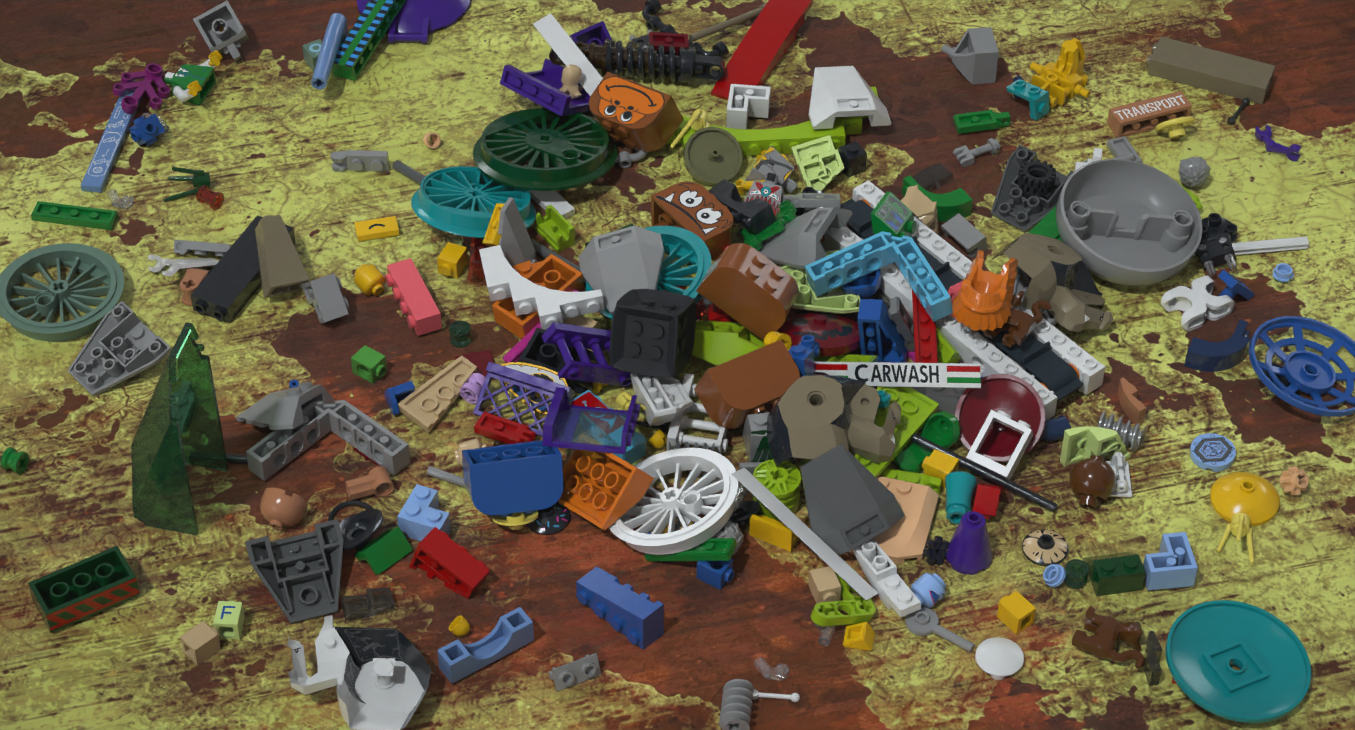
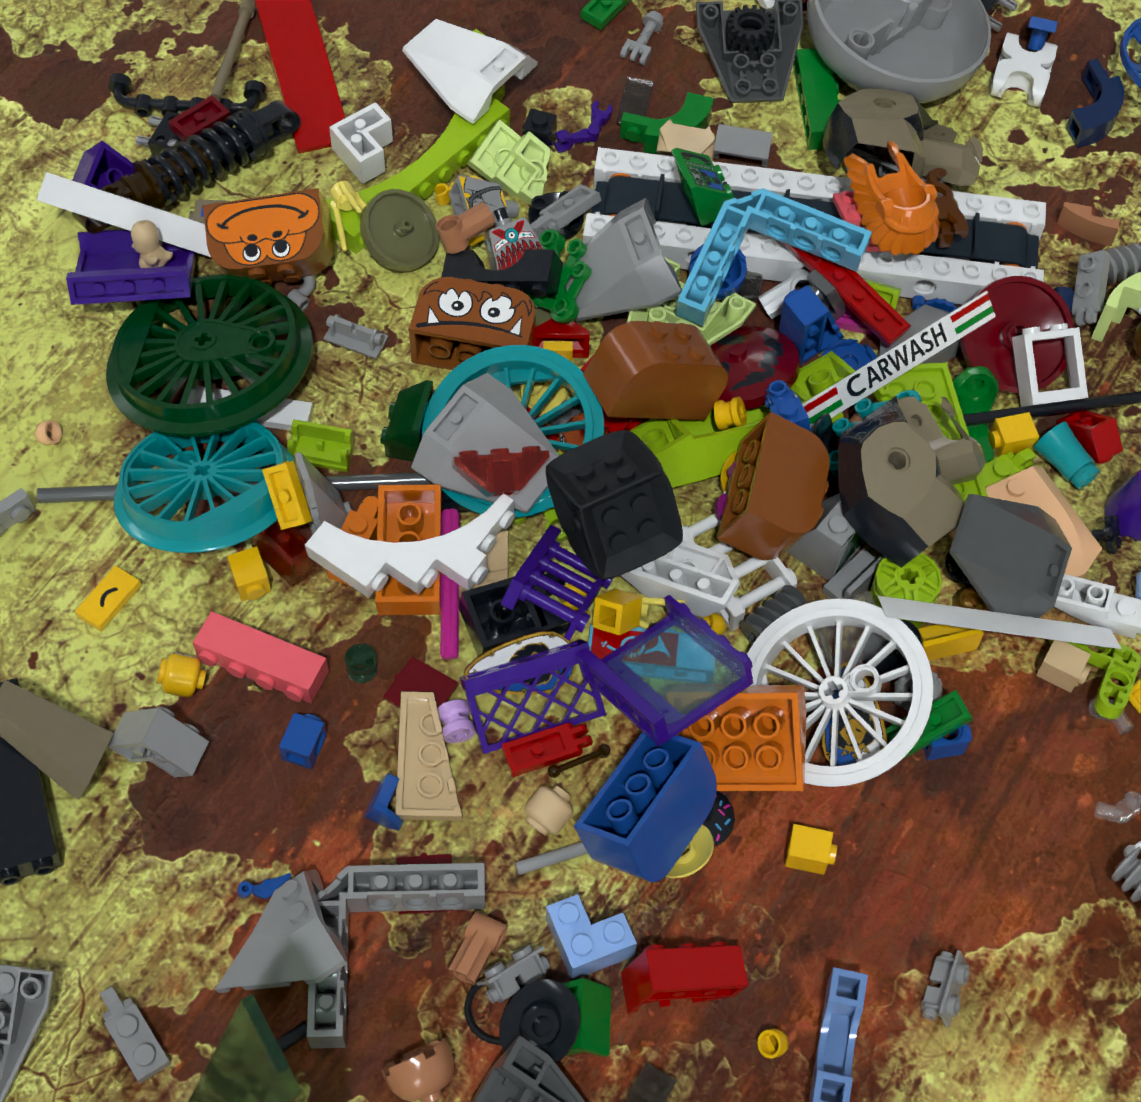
camera: 45 degrees left, 15 degrees up
(364, 501) = (502, 977): none -> light grey hinge
(369, 364) = (304, 788): bright green brick -> none
(393, 345) = (303, 740): none -> blue brick
(578, 561) = (810, 849): none -> yellow brick
(606, 390) = (617, 611): none -> yellow brick
(611, 277) = (500, 470): none -> clear red slope
(622, 607) = (912, 867): blue wedge -> none
(633, 192) = (354, 336): none -> light grey hinge
(735, 170) = (458, 230): none -> nougat piece
(885, 179) = (598, 118): none -> dark purple piece
(1089, 416) = (1090, 286): none -> light grey hinge

